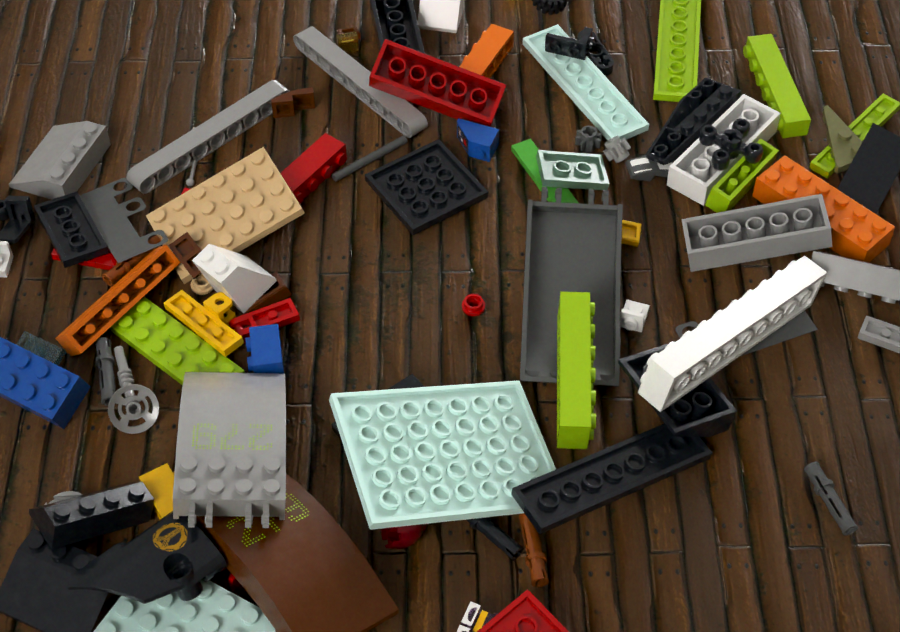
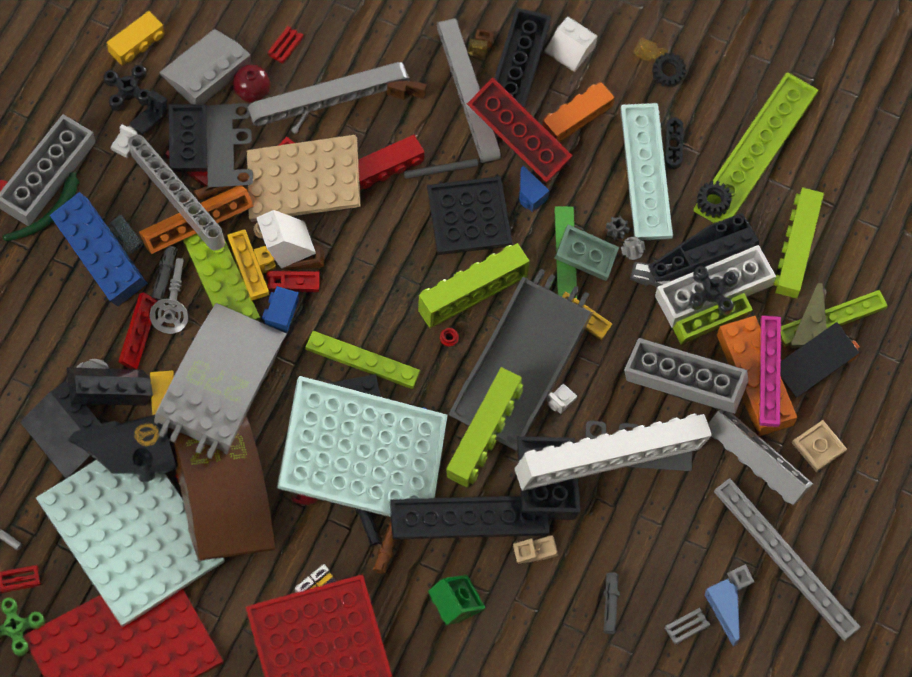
camera: 20 degrees right, 15 degrees up
(85, 276) = (176, 192): none -> light grey beam
(102, 444) = (137, 332): none -> red plate
(118, 155) = (251, 83): none -> dark red cylinder
(132, 110) = (293, 33): none -> red tile
(186, 251) = (261, 201): reddish brown slope -> none
(387, 366) = (362, 359): none -> lime plate
(471, 242) = (473, 285): none -> lime brick
(569, 46) = (653, 139): black bracket -> none
(651, 574) = (456, 599): none -> green slope
(670, 84) = (718, 190): none -> black tyre
(707, 480) = (535, 550): none -> tan slope
(841, 193) = (770, 371): none -> dark pink plate

